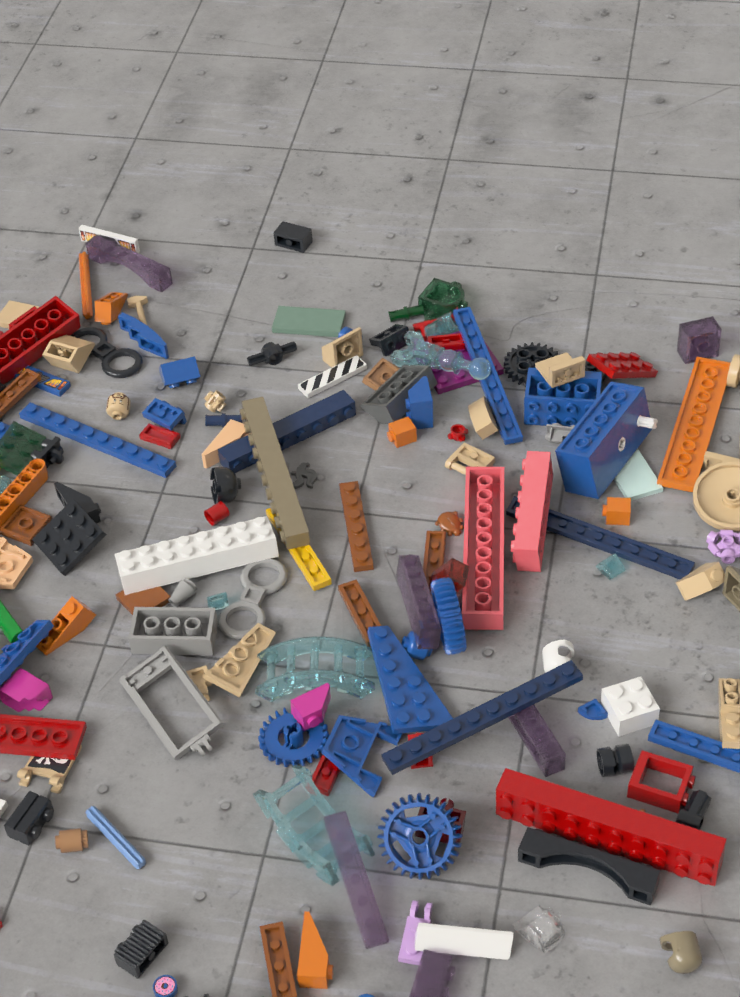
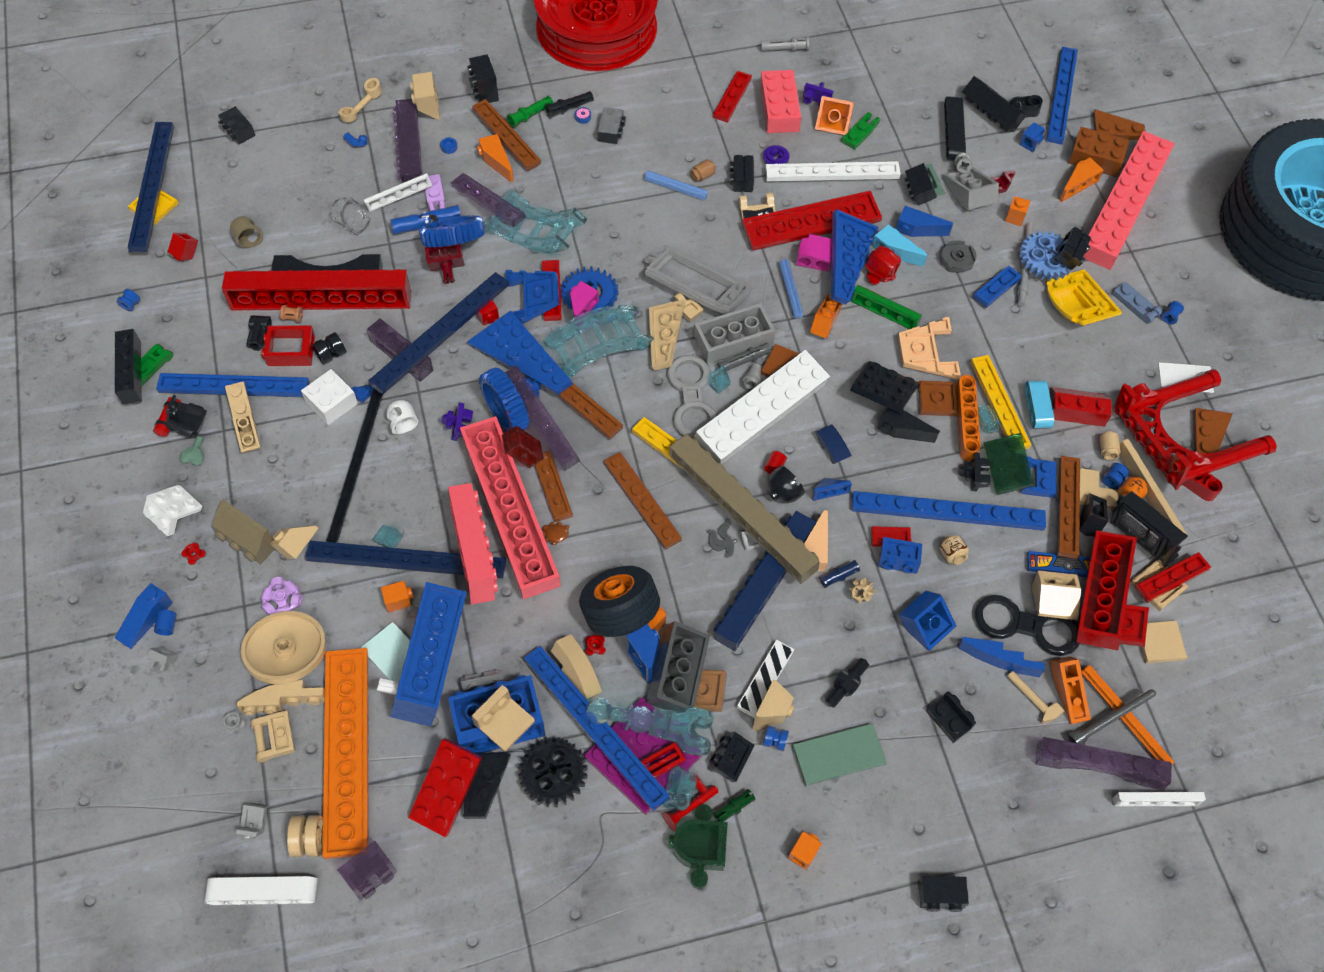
camera: 150 degrees right, 15 degrees up
(78, 670) = (791, 289): none -> medium blue axle
(129, 281) = (1080, 737): none -> dark grey piece
(152, 514) = (834, 443): none -> dark blue slope
(183, 480) = (830, 488): none -> blue slope
(211, 317) = (951, 717): none -> black bracket
(371, 278) = (805, 850): none -> orange brick
(425, 891) = (414, 222): none -> blue piece
(427, 412) = (619, 601): none -> black wheel
(470, 456) = (562, 614): tan plate -> none
(502, 641) = (461, 414): none -> dark purple hips
(616, 645) = (354, 468): none -> black axle

